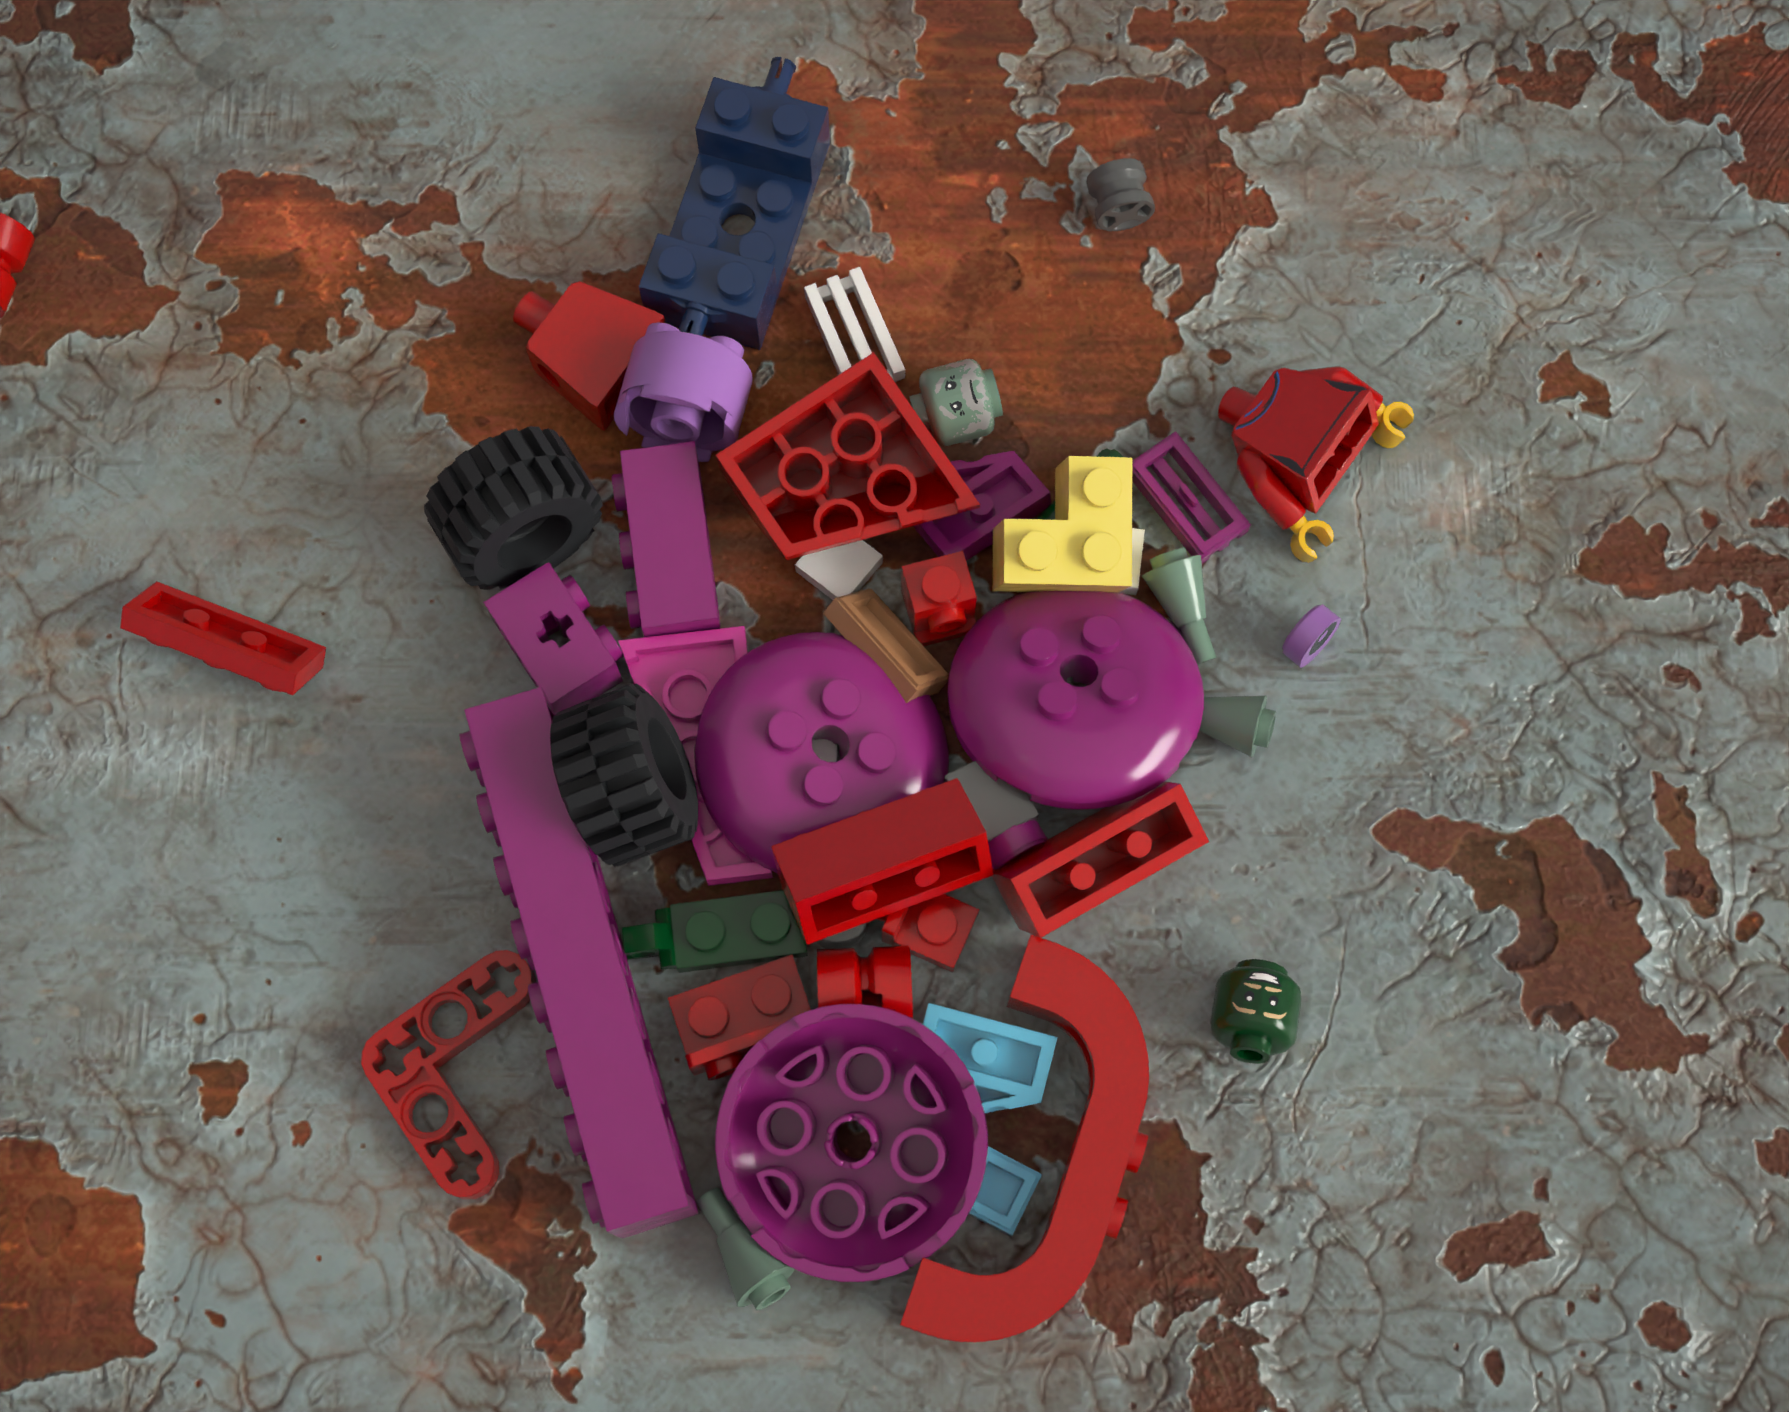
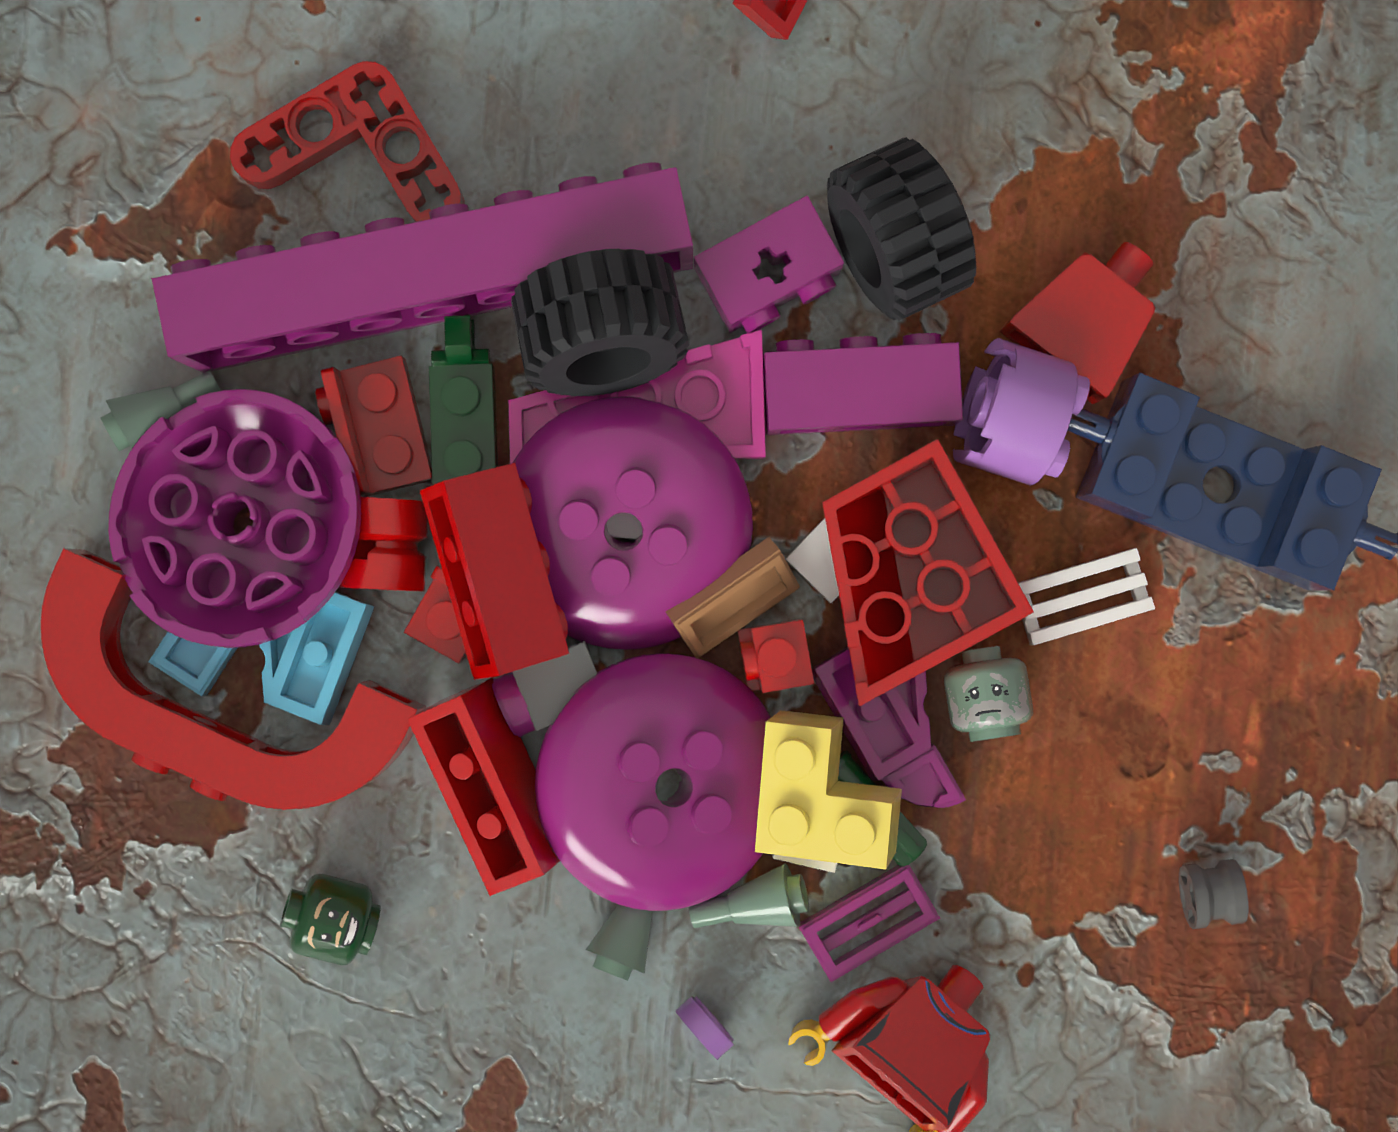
camera: 90 degrees right, 15 degrees up
(1045, 452) = (926, 781): none -> magenta tile

